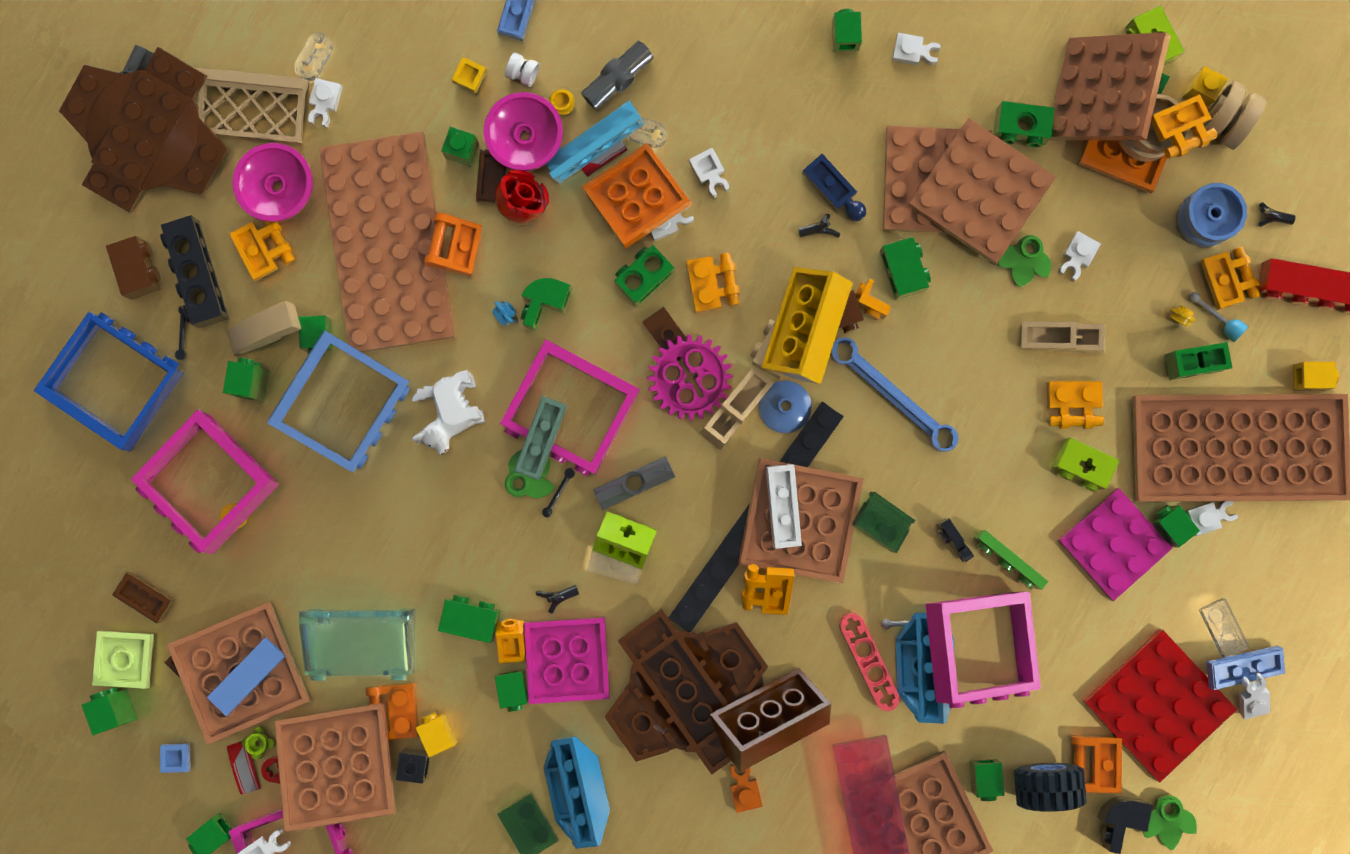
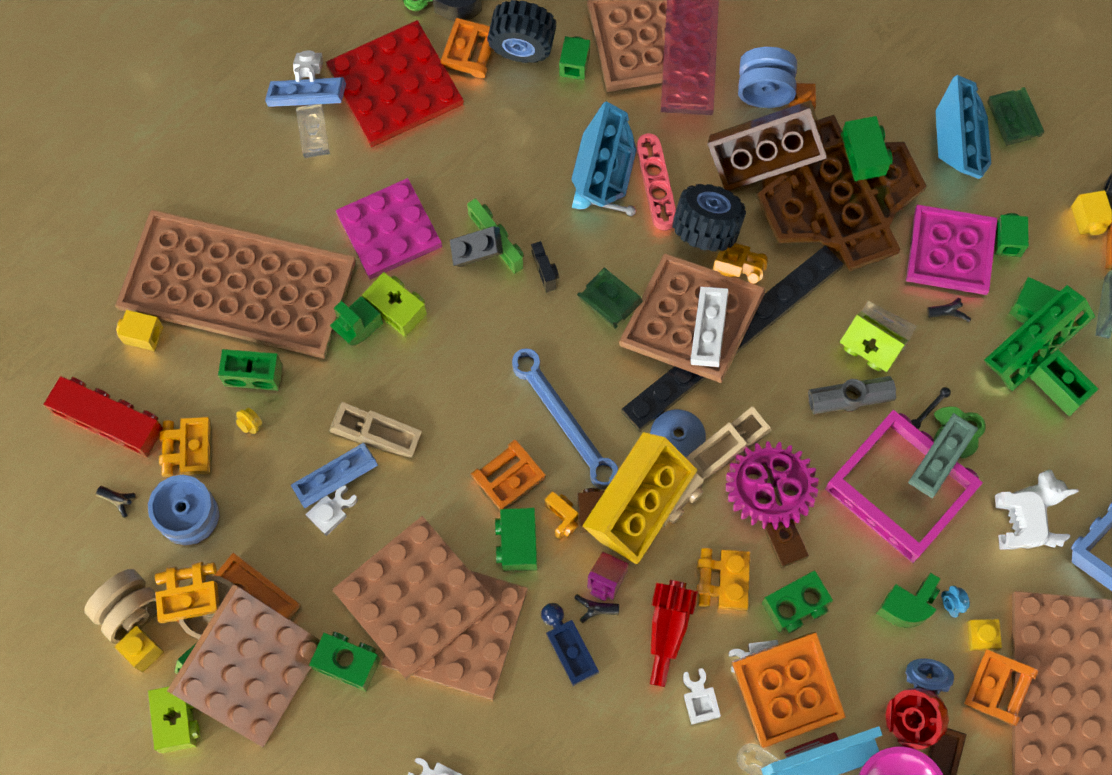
camera: 165 degrees left, 15 degrees down
(439, 543) = (1063, 382): none -> green brick
(469, 581) = (1039, 334): none -> green fence
(474, 291) = (984, 635): none -> yellow plate
(510, 641) = (1004, 280): light orange bracket -> none
(526, 245) = (941, 675): none -> medium blue gear
(672, 737) = (866, 148): none -> green brick
(752, 227) = (669, 624): none -> red piece
(787, 799) = (767, 77): none -> medium blue wheel
(810, 626) = (709, 217): none -> black wheel
(818, 249) = (606, 576): none -> slope
(923, 320) = (512, 483): none -> orange plate
(943, 653) = (551, 196): dark pink window -> none
(1025, 264) = (388, 514): bright green plate -> none
(1025, 540) = (476, 246): none -> plate
(1075, 395) = (382, 373): light orange plate -> none
(1087, 286) = (334, 475): none -> medium blue tile
(1116, 434) = (357, 321): none -> green brick
(1174, 525) = (327, 227): green brick -> none
(1208, 517) = (293, 229): white plate -> none
(1233, 329) = (201, 396): hinge -> none

